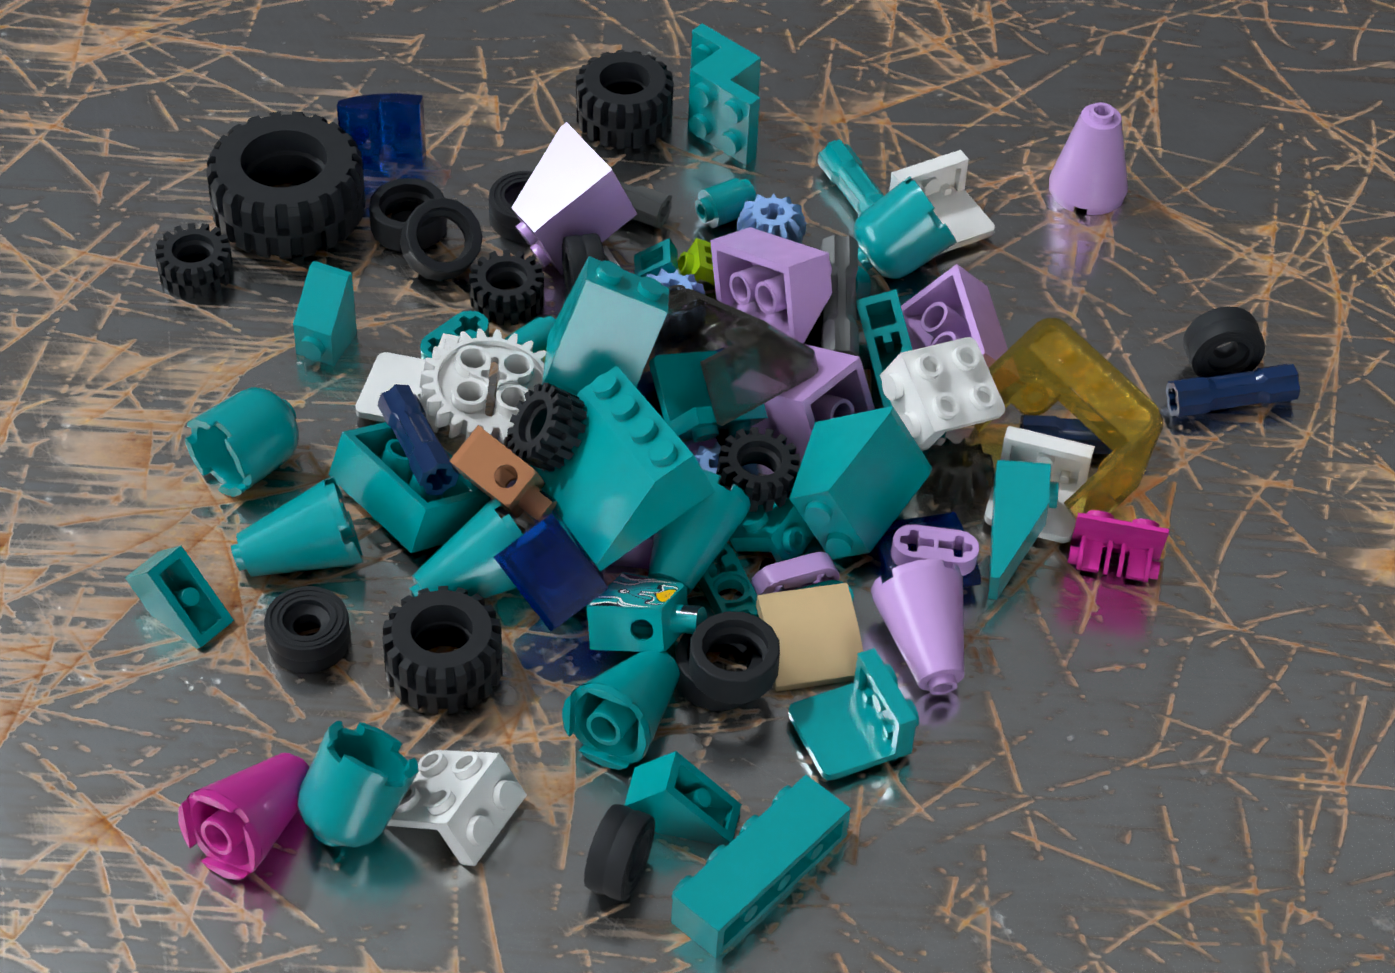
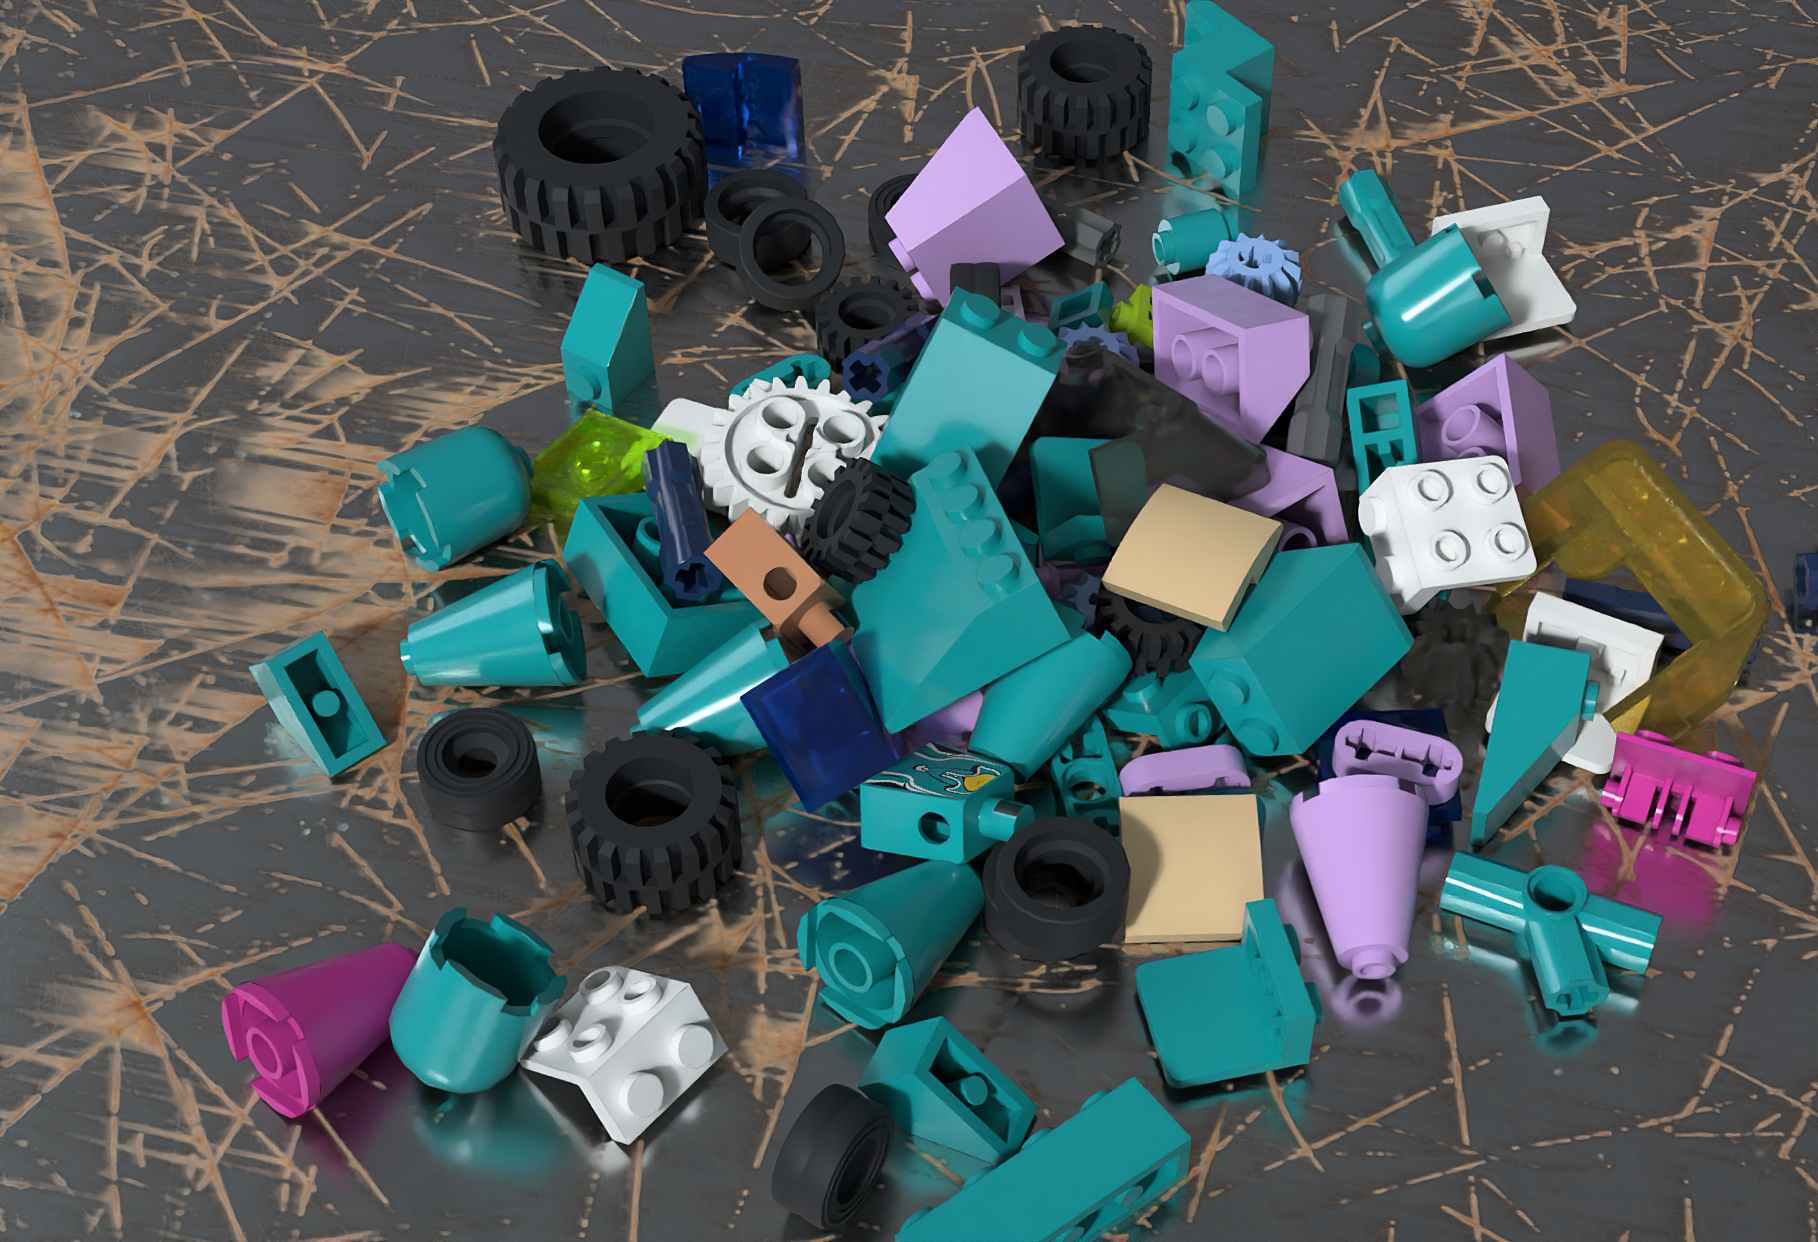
camera: 15 degrees right, 0 degrees up
(195, 276) = (438, 239): black tyre -> none
(335, 404) = (591, 460): none -> clear neon green tile
(536, 314) = (884, 364): none -> dark blue axle
(780, 427) = (1192, 556): none -> tan slope
(1054, 642) = (1557, 923): none -> teal piece
(1092, 163) = (1734, 231): lavender cone -> none

